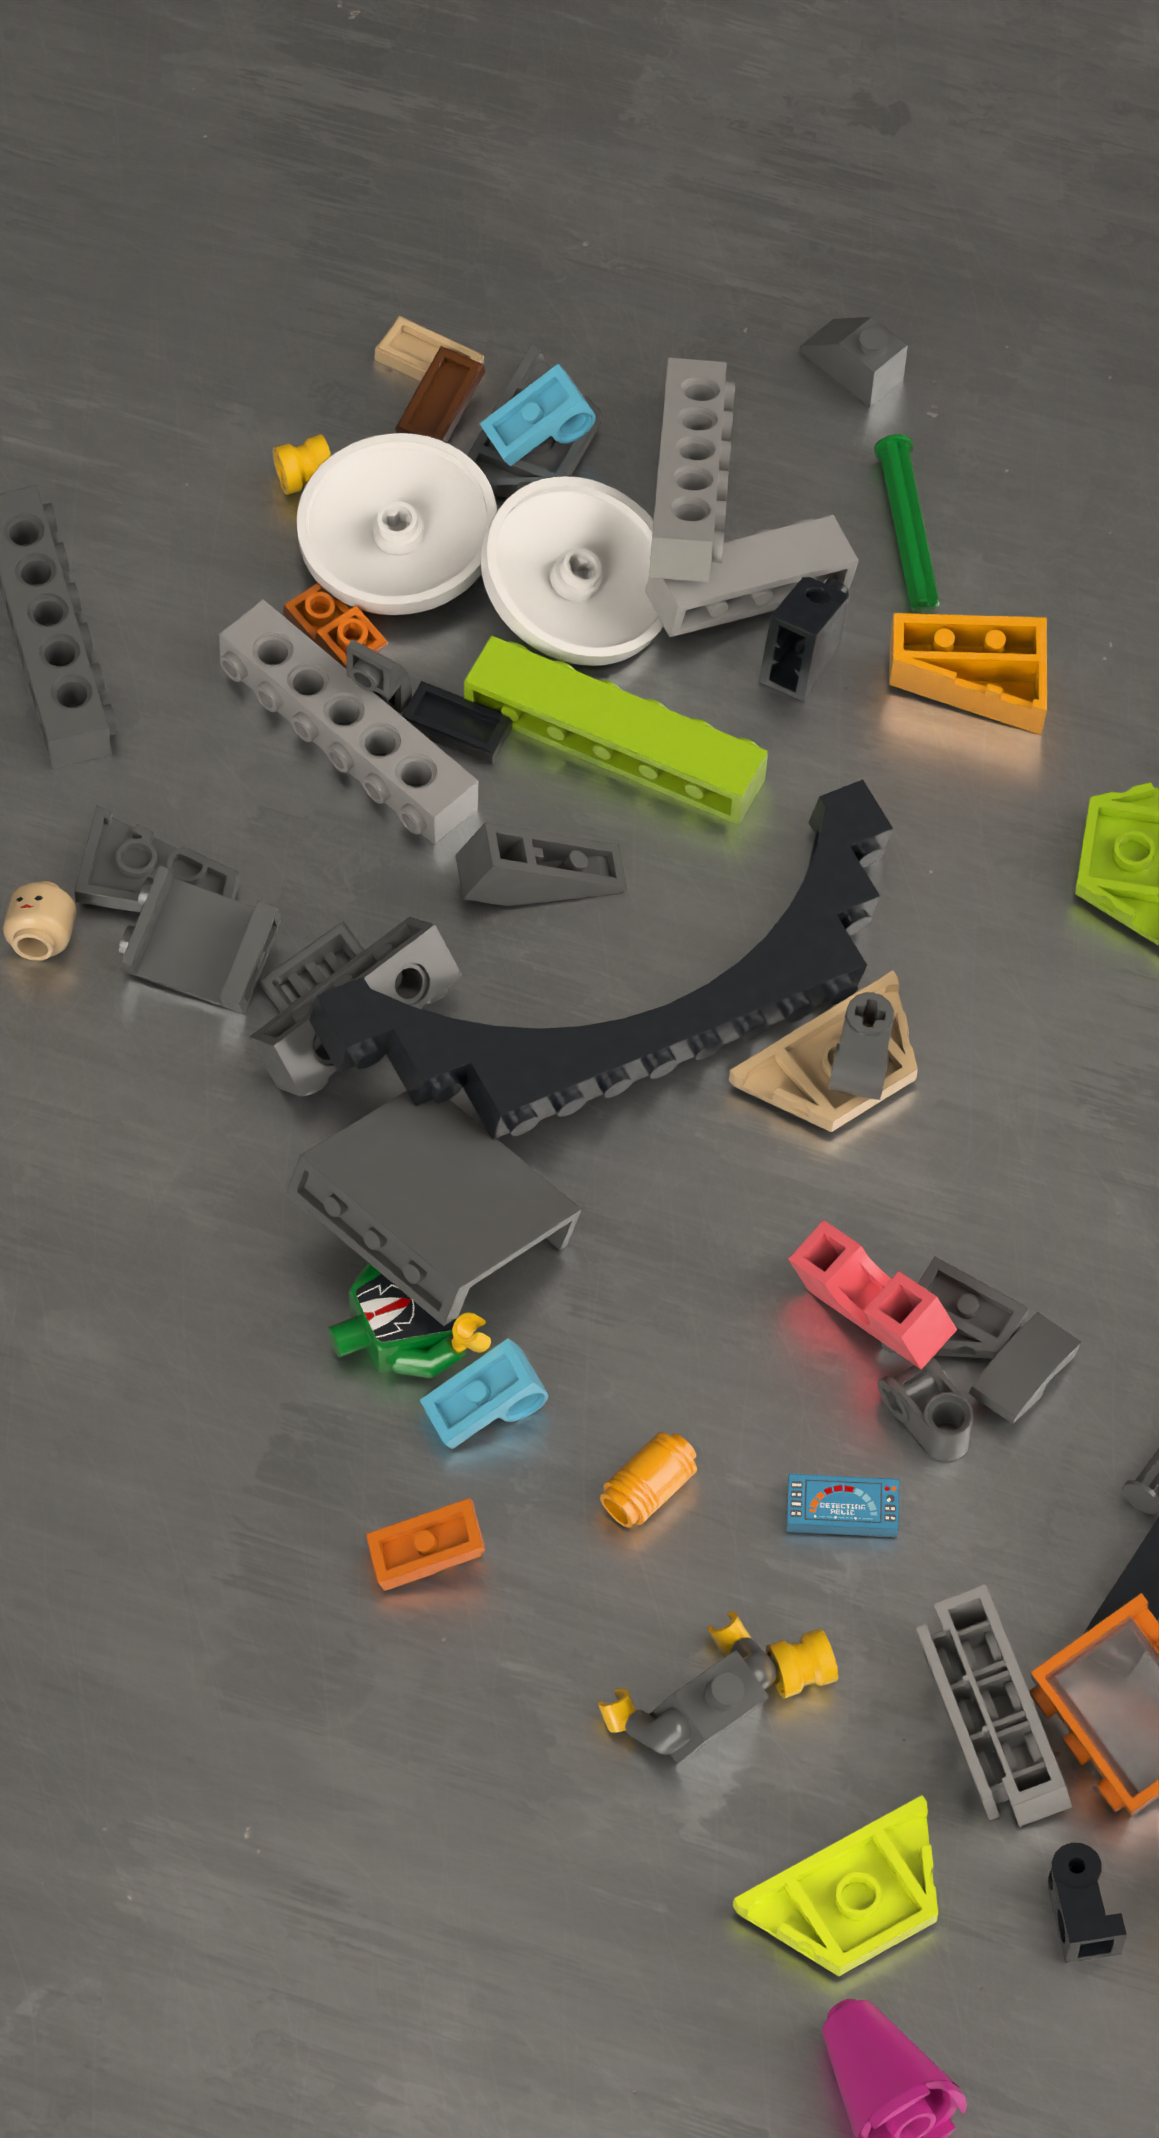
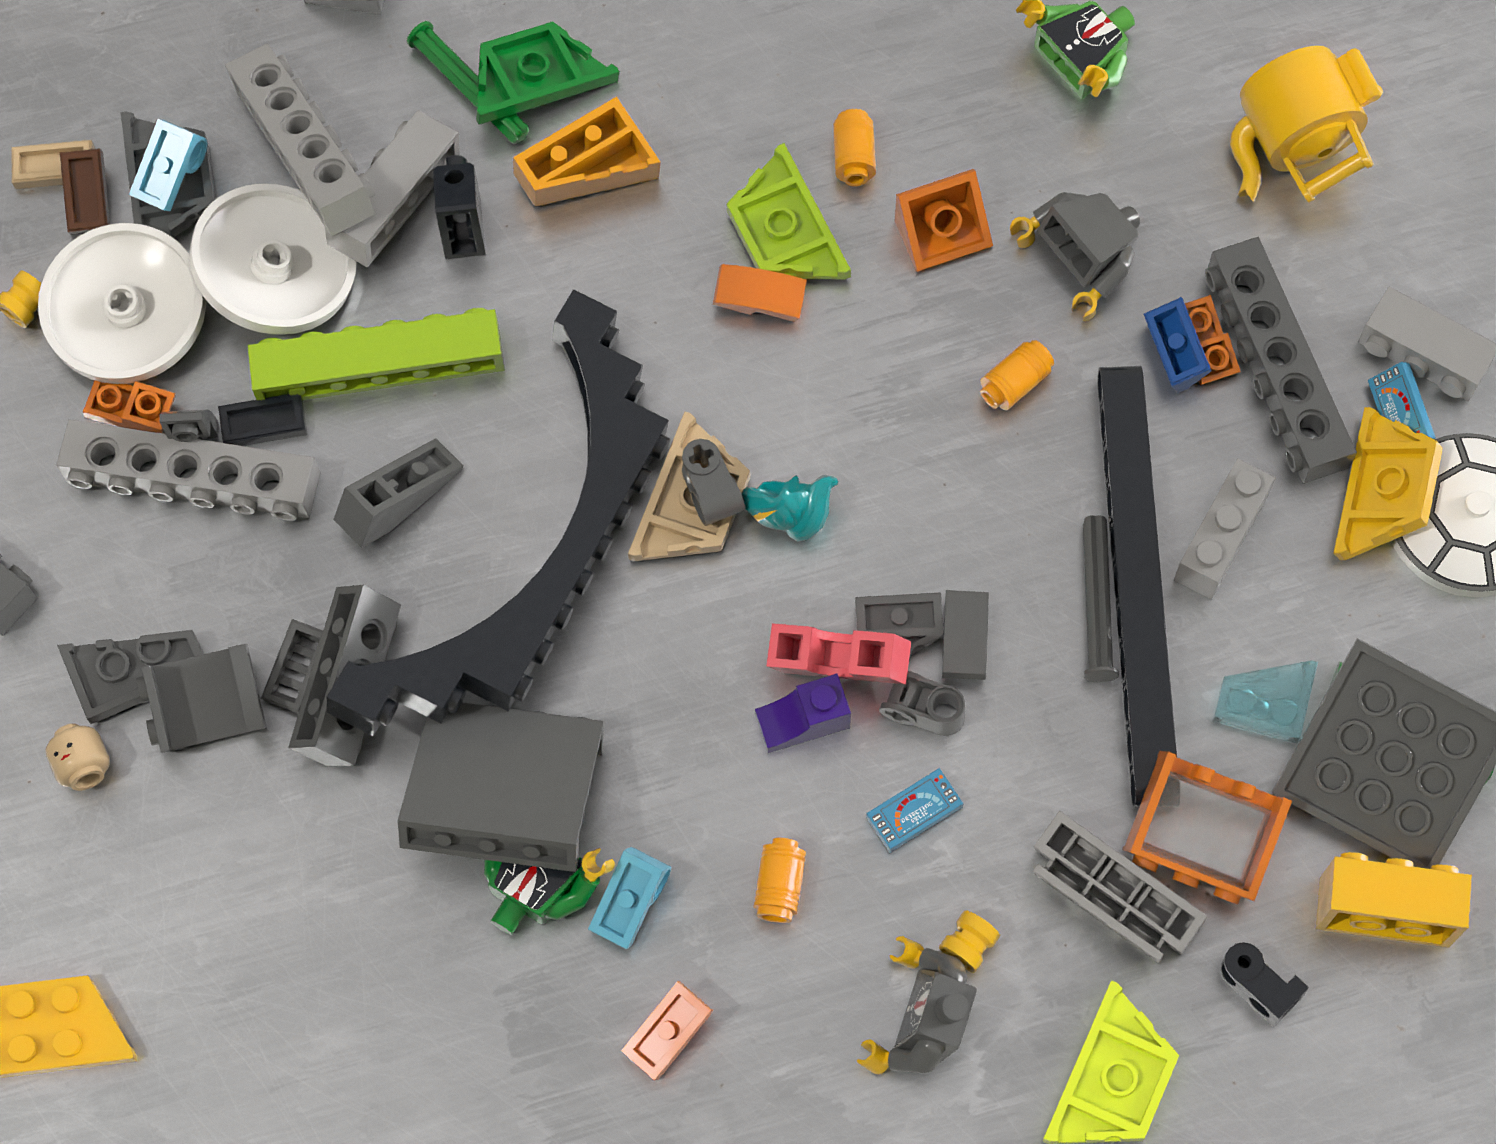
camera: 30 degrees left, 10 degrees up
(797, 1338) = (805, 714): none -> dark purple arch
(932, 1130) = (791, 505): none -> teal hair
(986, 550) = (535, 70): none -> green wing
(1062, 903) = (760, 291): none -> orange slope

